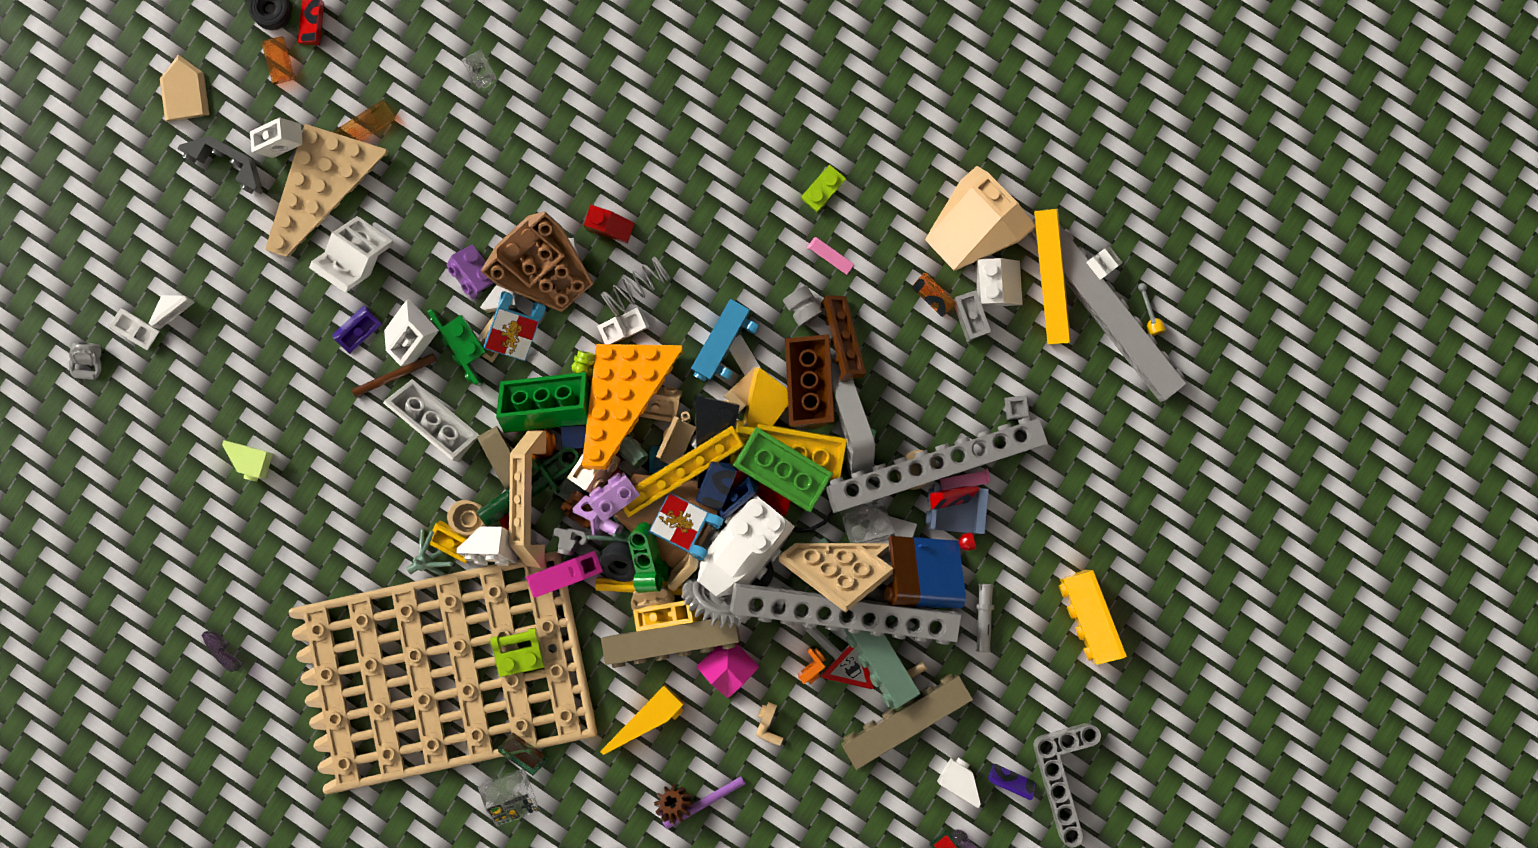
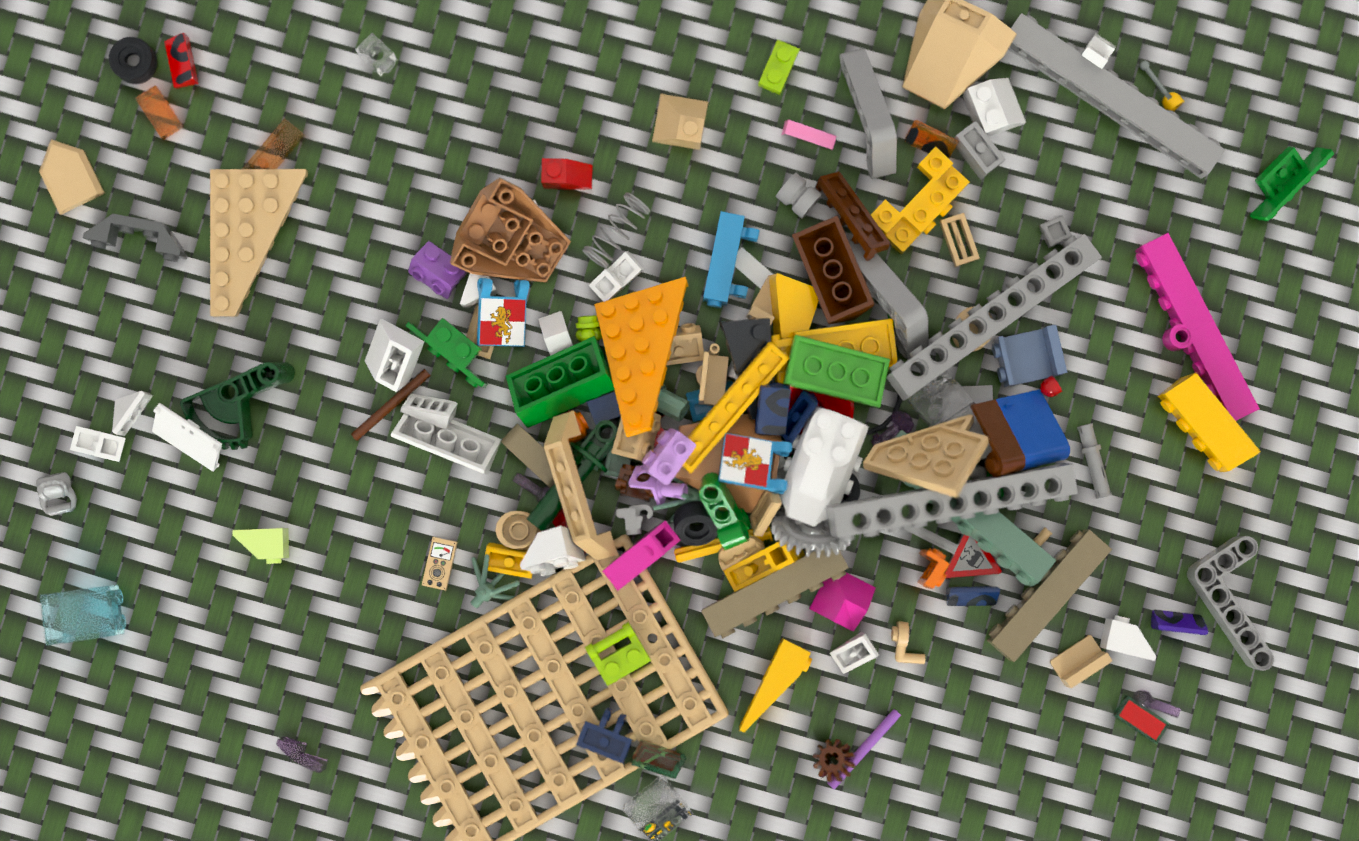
camera: 20 degrees left, 0 degrees up
(73, 471) = (82, 614): none -> clear light blue slope
(210, 347) = (186, 437): none -> white door
(260, 337) = (237, 409): none -> dark green arm
(276, 137) = (185, 193): white brick -> none
(351, 254) = (304, 291): white bracket -> none
(356, 329) = (335, 369): dark purple slope -> none
(391, 525) = (439, 563): none -> tile
(432, 398) = (435, 410): none -> white slope
(480, 723) = (604, 741): none -> dark blue hinge
(490, 483) = (530, 486): none -> bar
(555, 358) = (555, 332): none -> white slope
(721, 717) = (854, 653): none -> white slope
(722, 209) = (680, 121): none -> tan slope
(827, 531) = (900, 422): none -> clear purple bar
(840, 700) = (972, 596): none -> dark blue slope
(887, 253) = (873, 113): none -> light grey beam
(910, 350) = (934, 199): none -> yellow bracket
(914, 787) = (1080, 661): none -> tan panel
(930, 407) = (969, 239): none -> tan tile
(952, 496) = (1021, 344): red slope -> none
(971, 479) = (1027, 324): bright pink piece -> none
(1052, 276) = (1050, 81): yellow tile -> none
(1110, 530) = (1195, 326): none -> dark pink hinge
(1233, 424) = (1286, 177): none -> green bracket

